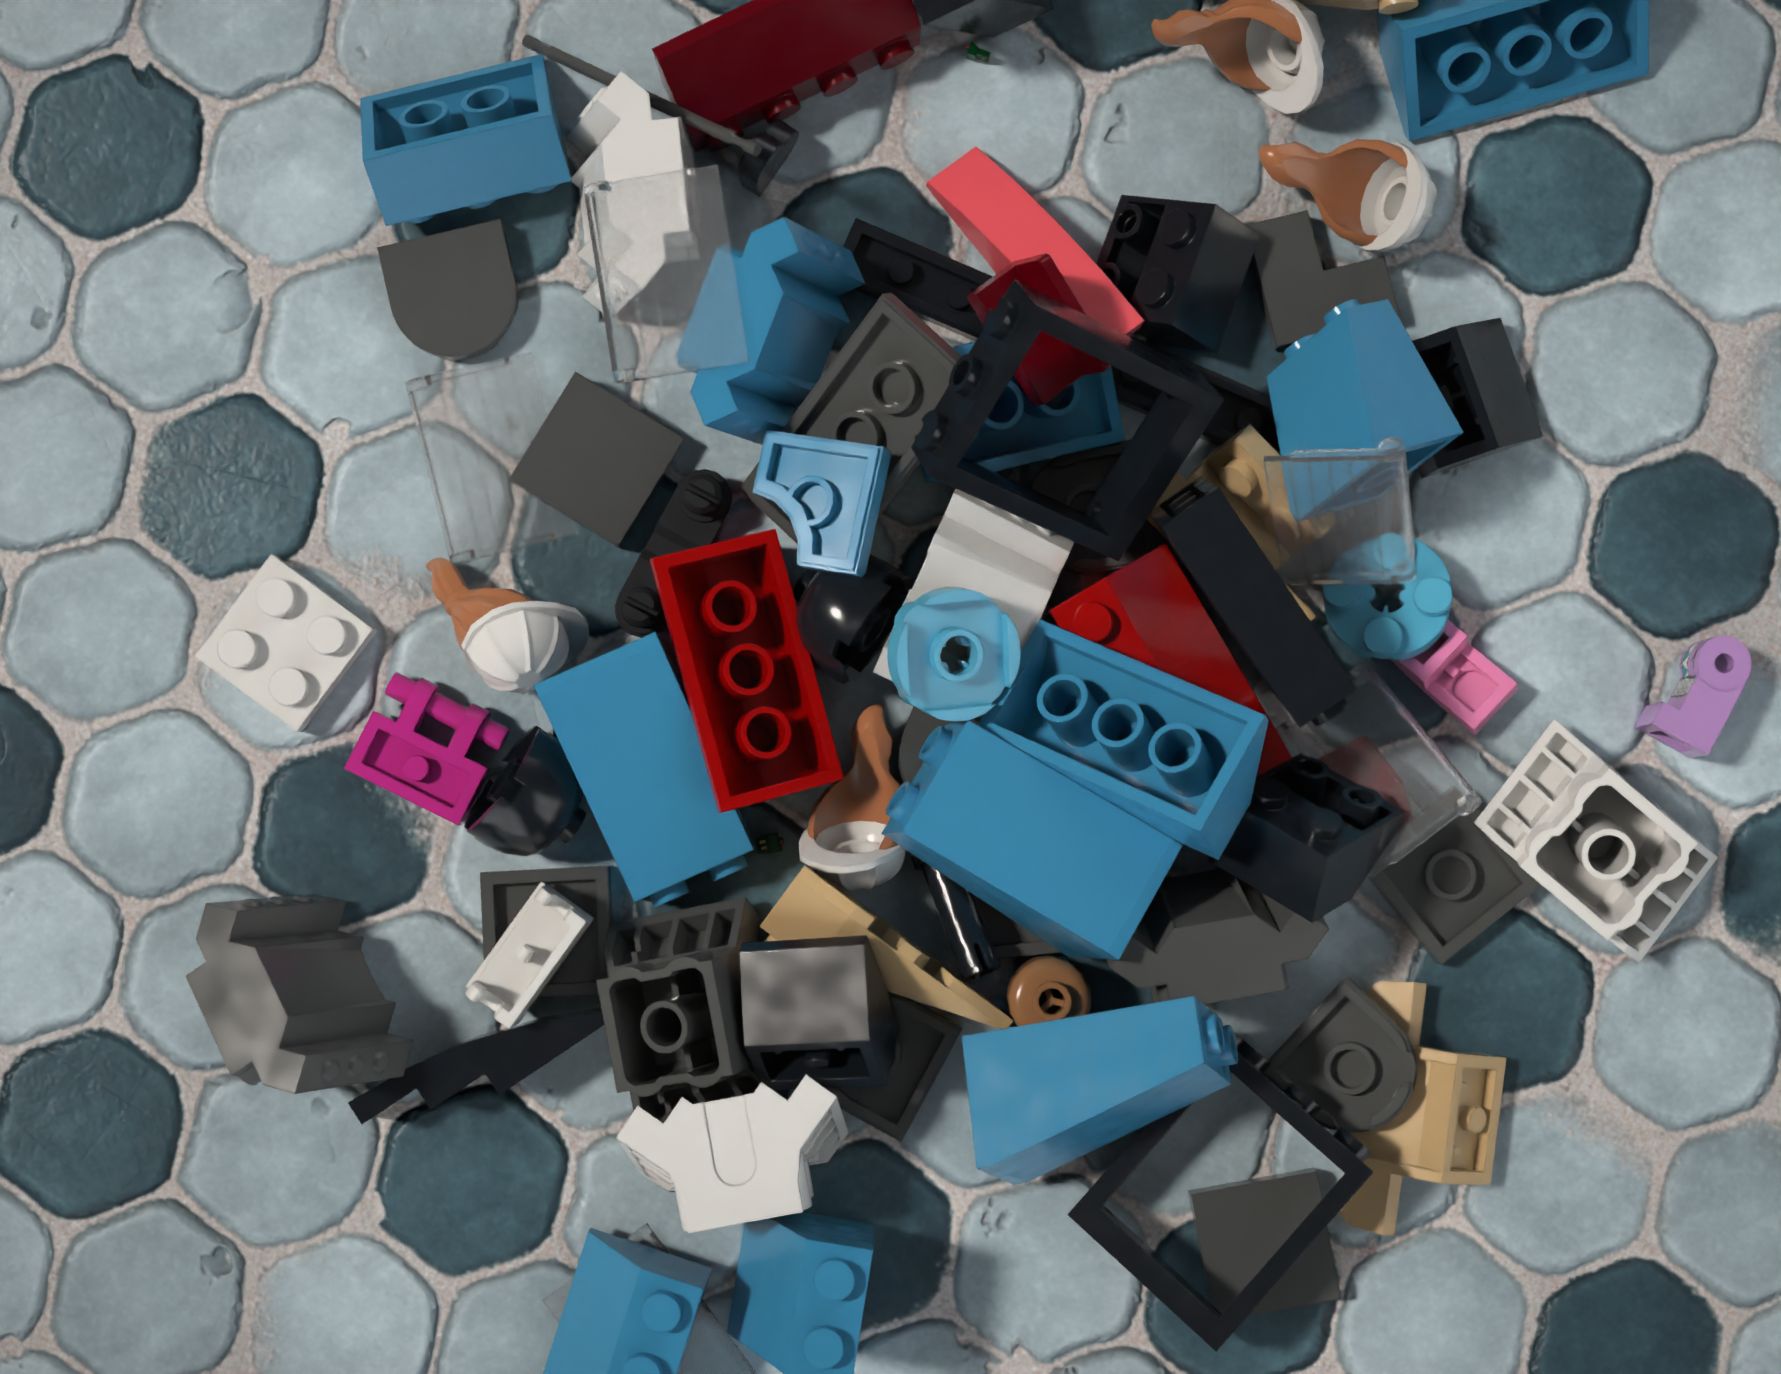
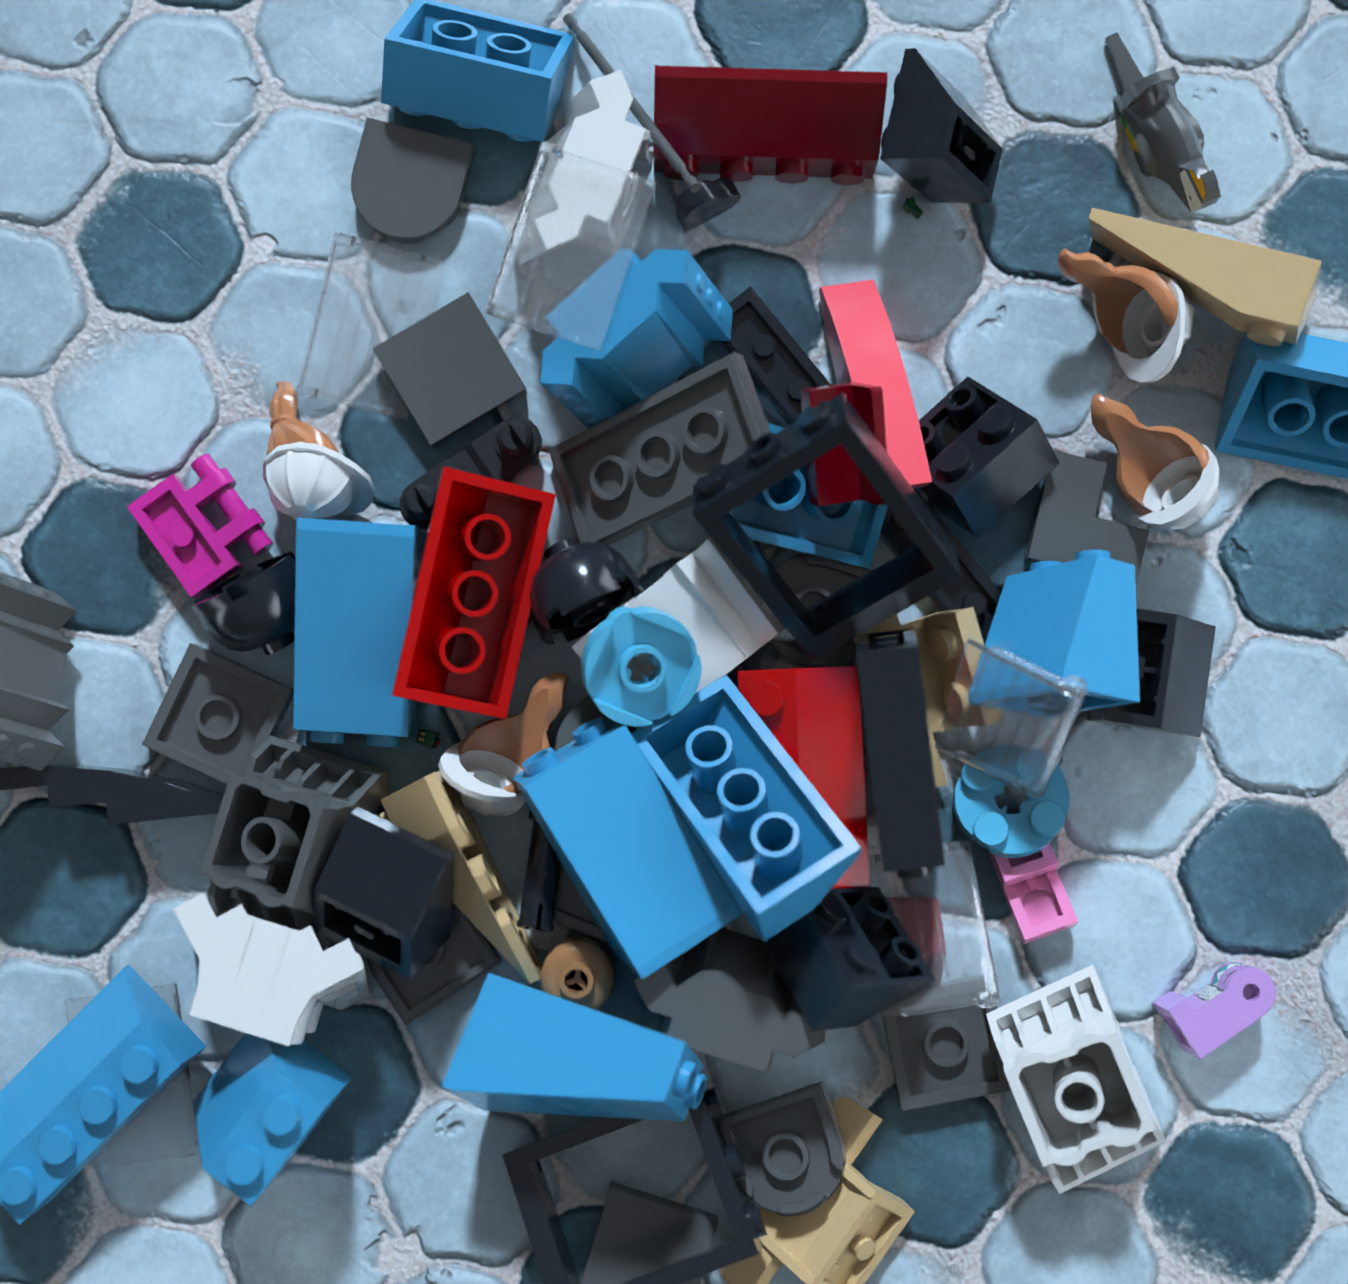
camera: 30 degrees right, 0 degrees up
(286, 643) = (136, 387): white plate -> none
(528, 954) = (190, 727): white hinge -> none
(828, 493) = (610, 489): dark azure tile -> none

